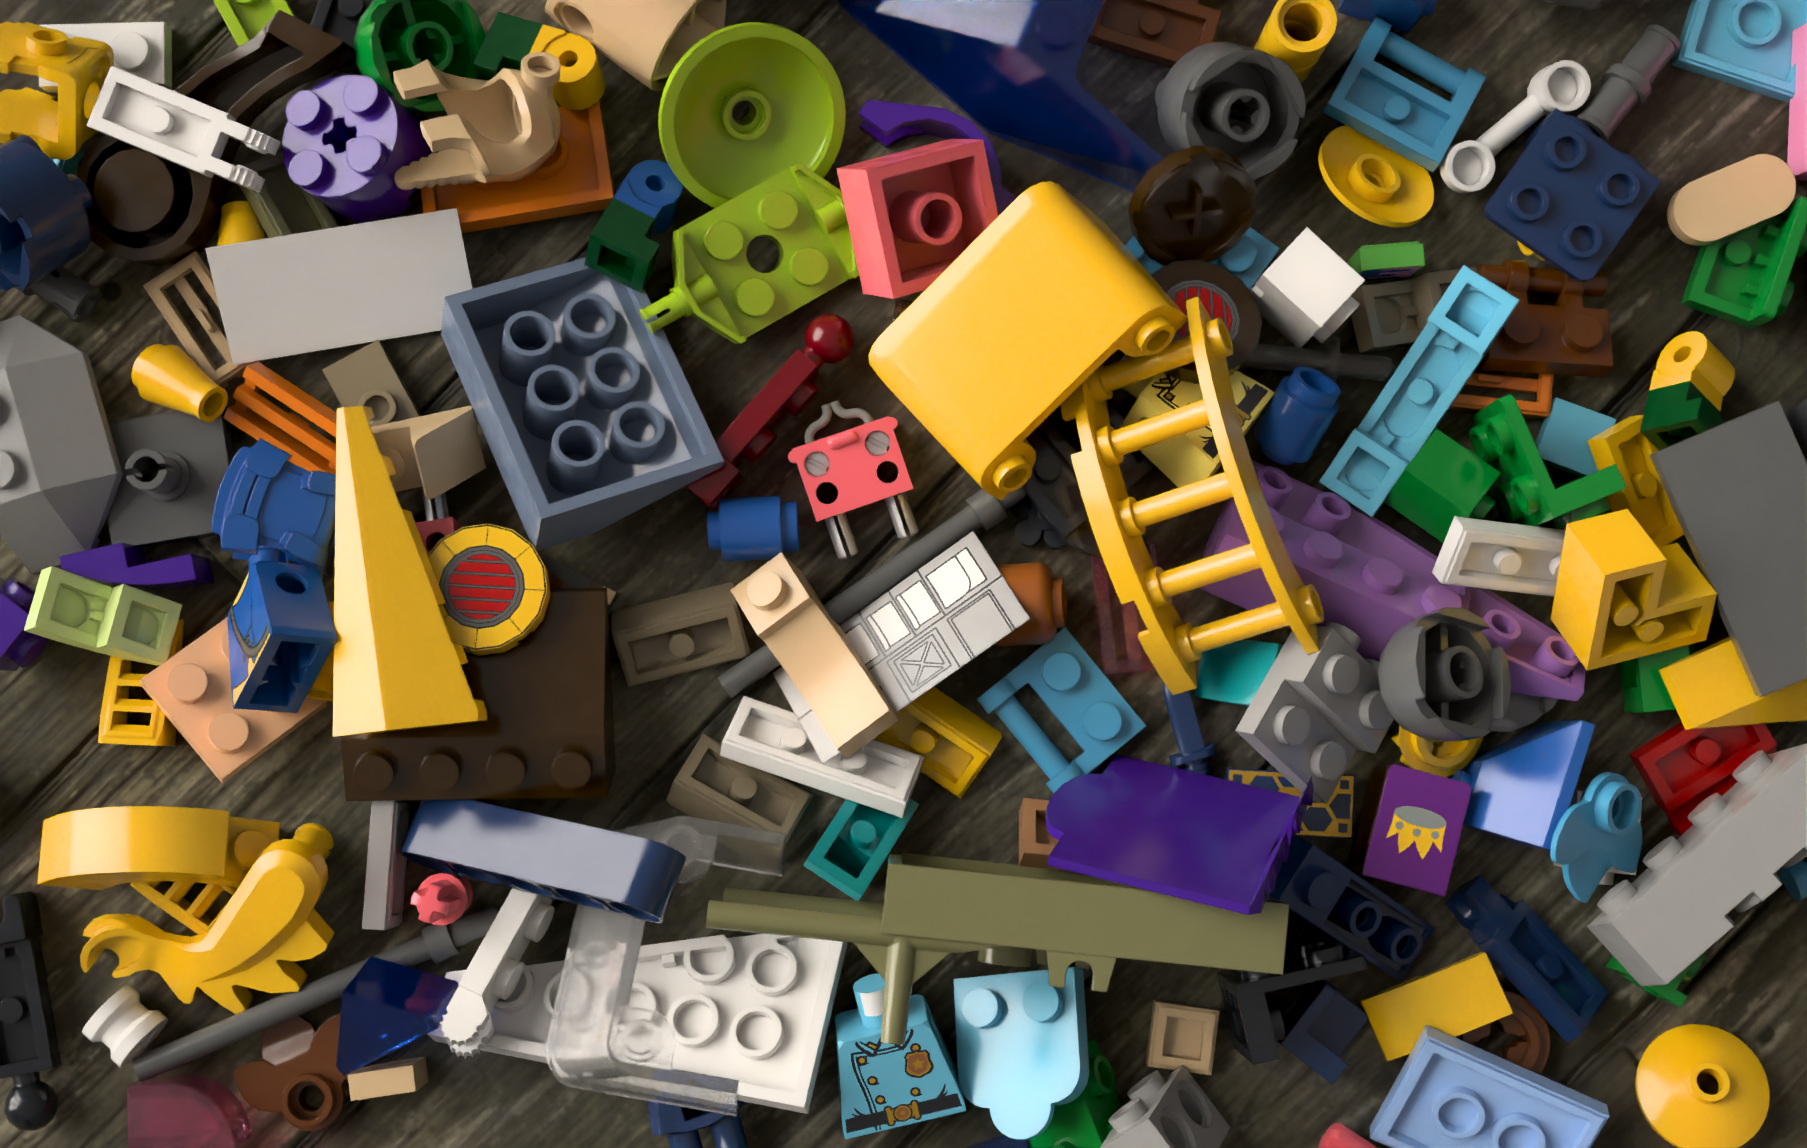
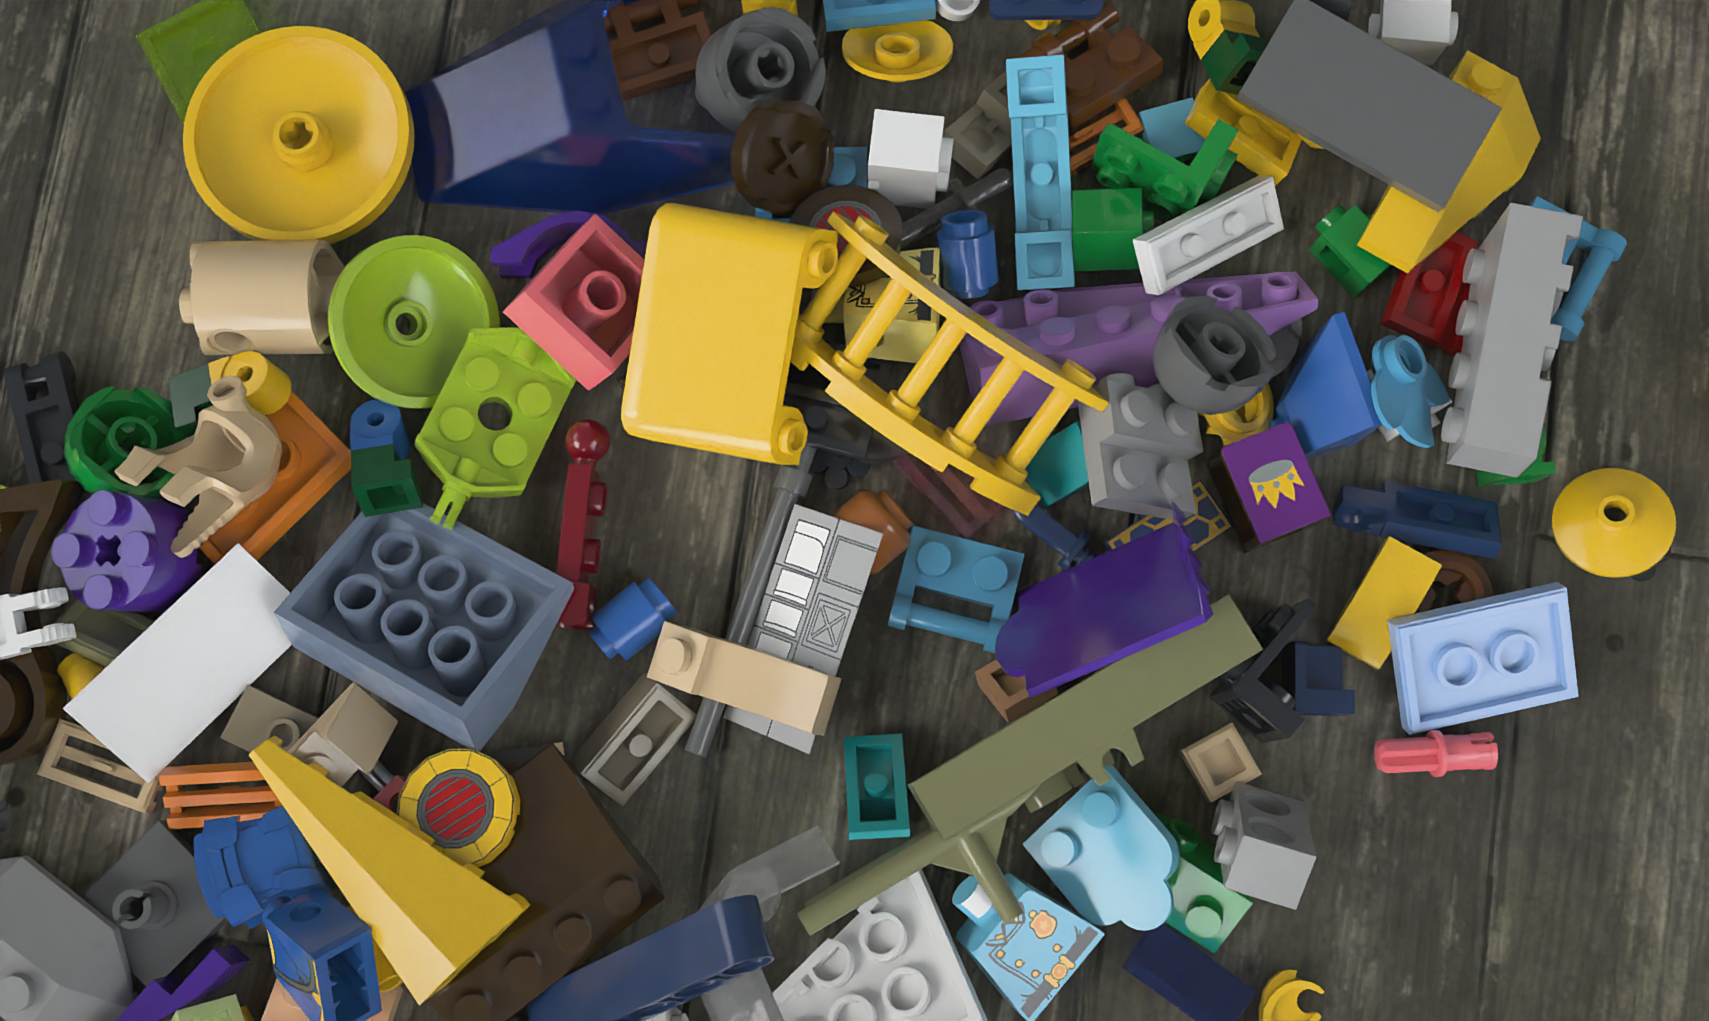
camera: 35 degrees left, 5 degrees down
(175, 381) = (111, 827): yellow cone -> none
(736, 793) = (757, 822): dark tan slope -> none
(777, 744) = (766, 765): white tile -> none
(851, 464) = (669, 522): coral piece -> none
(947, 736) = (883, 675): yellow slope -> none
(1350, 909) = (1272, 575): dark blue slope -> none
(1388, 260) = (952, 98): bright green tile -> none
(1625, 594) = (1293, 206): yellow brick -> none

